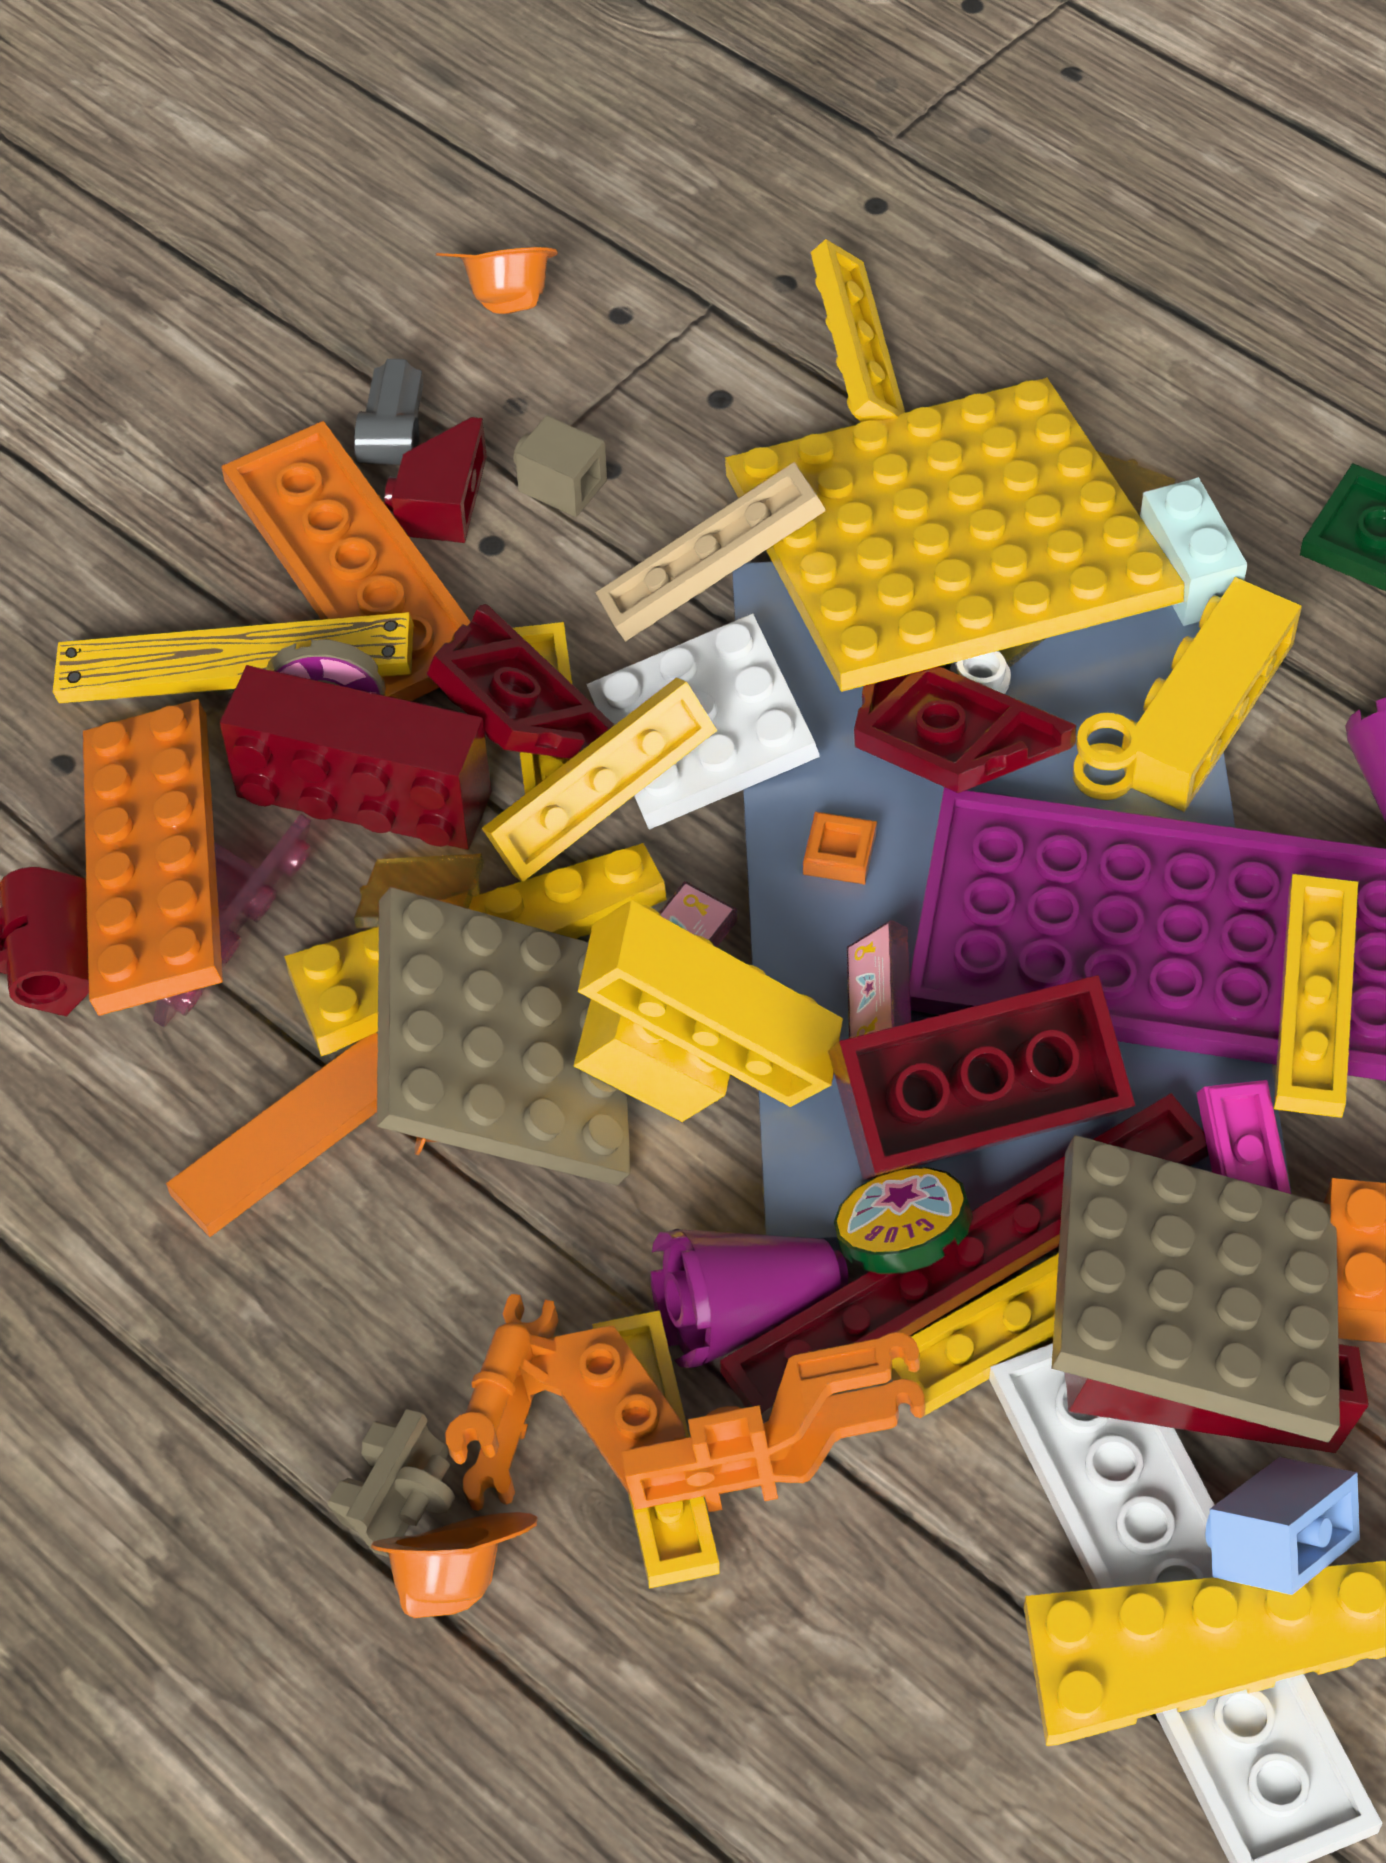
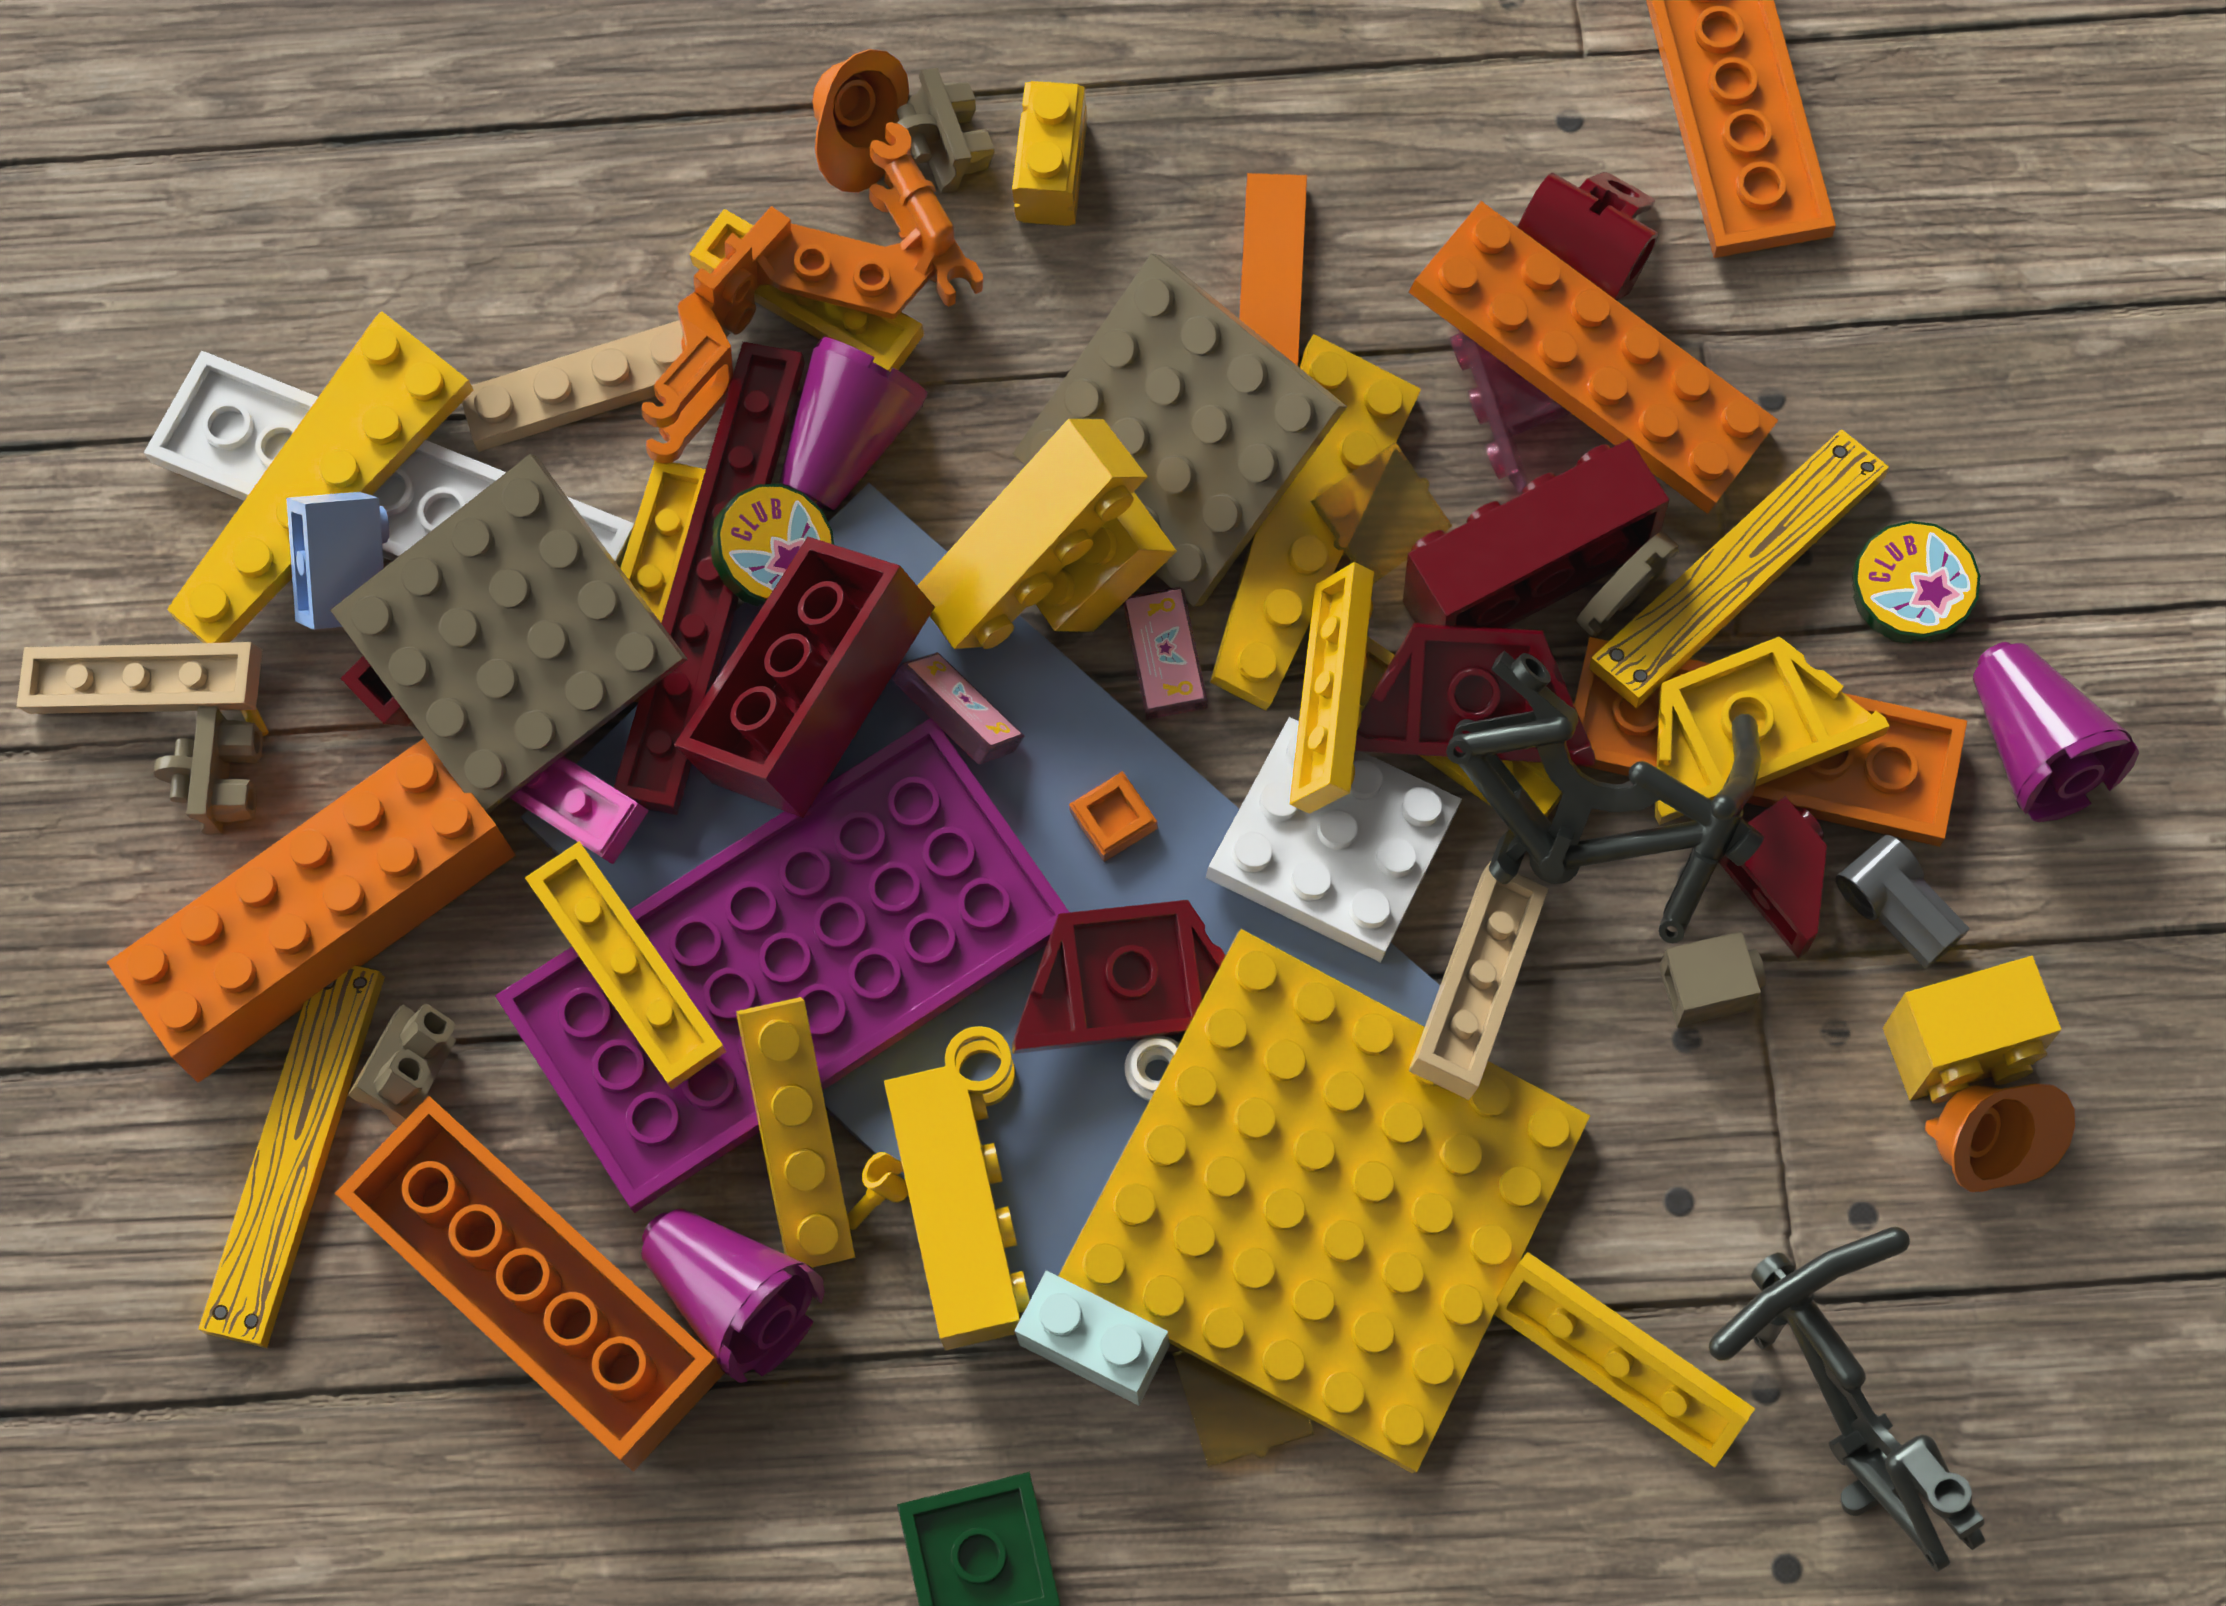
camera: 140 degrees right, 15 degrees up
(135, 576) = (1915, 582): none -> tile
(187, 414) = (2048, 733): none -> magenta cone
(336, 1372) = (1050, 153): none -> yellow brick
(363, 551) = (1796, 709): none -> yellow wing
(449, 306) = (1972, 1030): none -> yellow brick
(530, 570) = (1556, 847): none -> pearl dark grey piece
(766, 183) = (1884, 1468): none -> pearl dark grey piece
(913, 1550) = (570, 387): none -> tan plate
(1253, 758) = (883, 1183): none -> yellow hand
(1282, 812) = (795, 1132): none -> yellow plate

